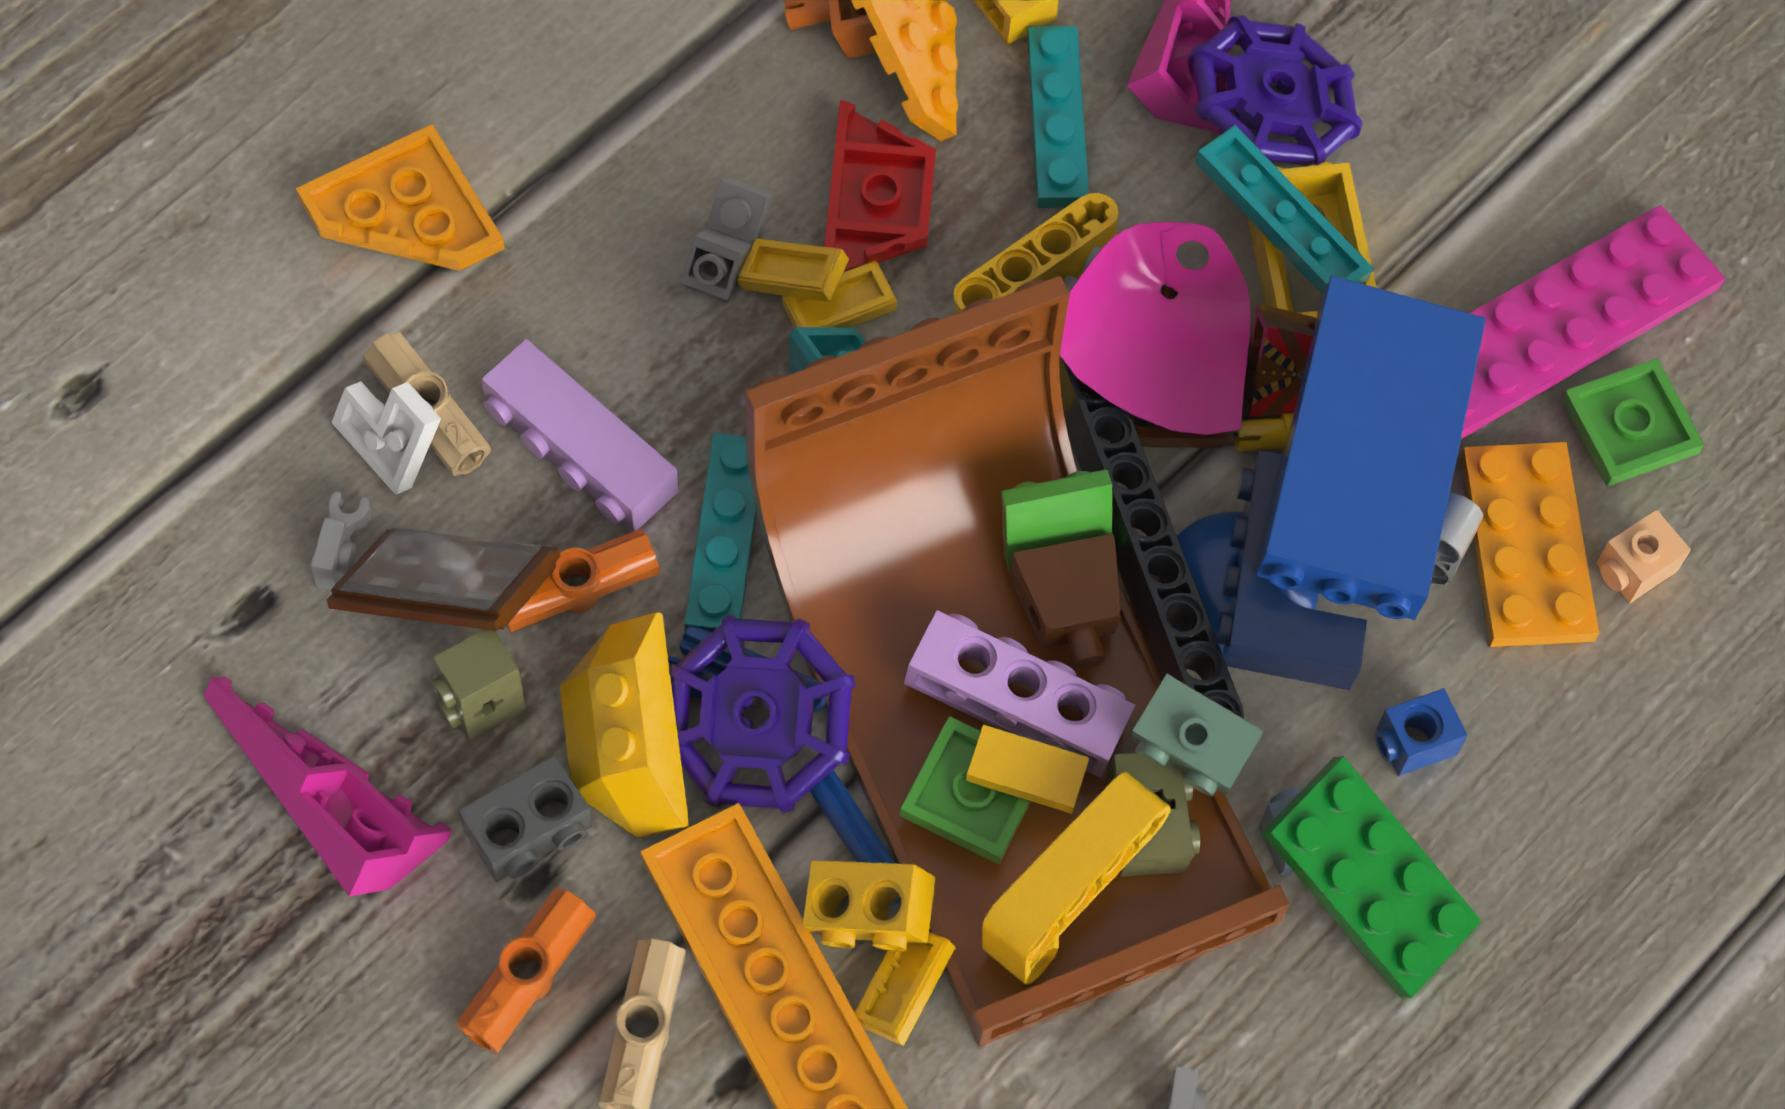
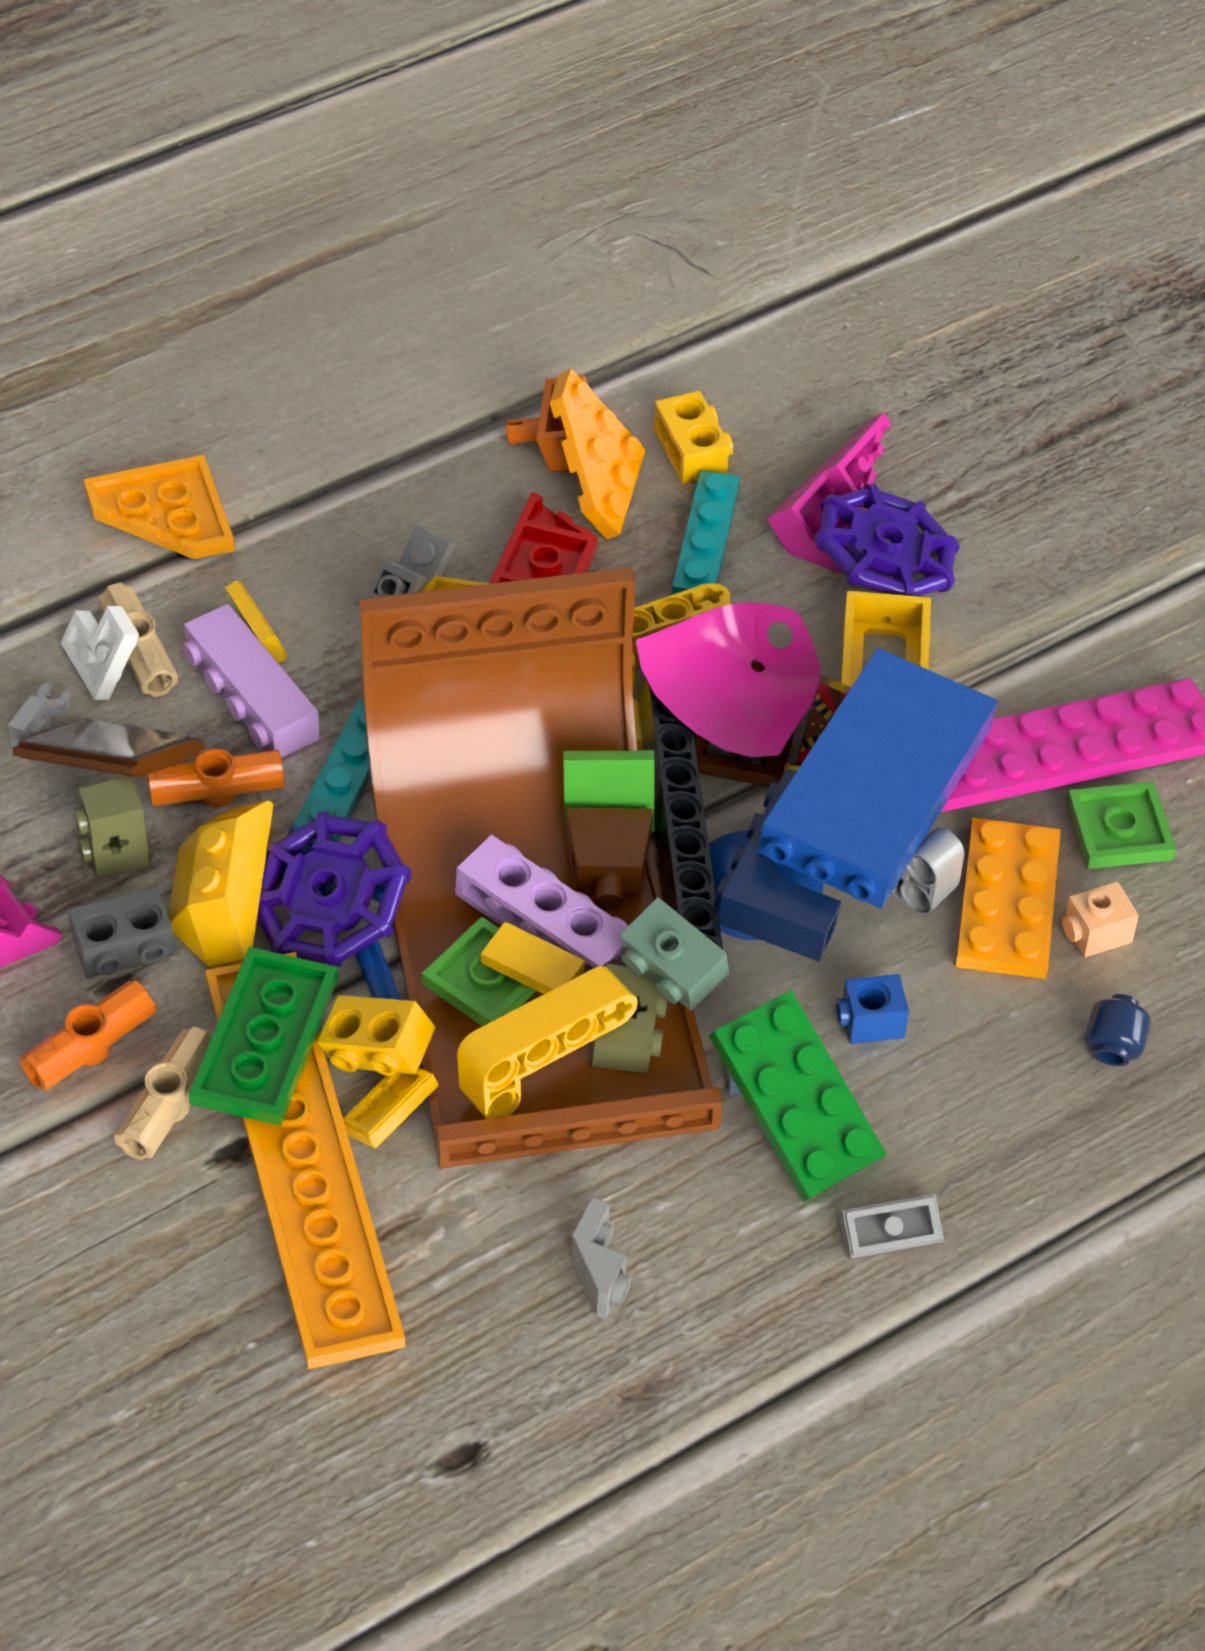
camera: 15 degrees right, 15 degrees down
(563, 350) = (256, 620): none -> yellow tile
(739, 934) = (264, 1036): none -> green plate
(1280, 210) = (855, 607): teal plate -> none
(1506, 1009) = (891, 1226): none -> light grey slope
(1698, 701) = (1117, 1030): none -> dark blue head

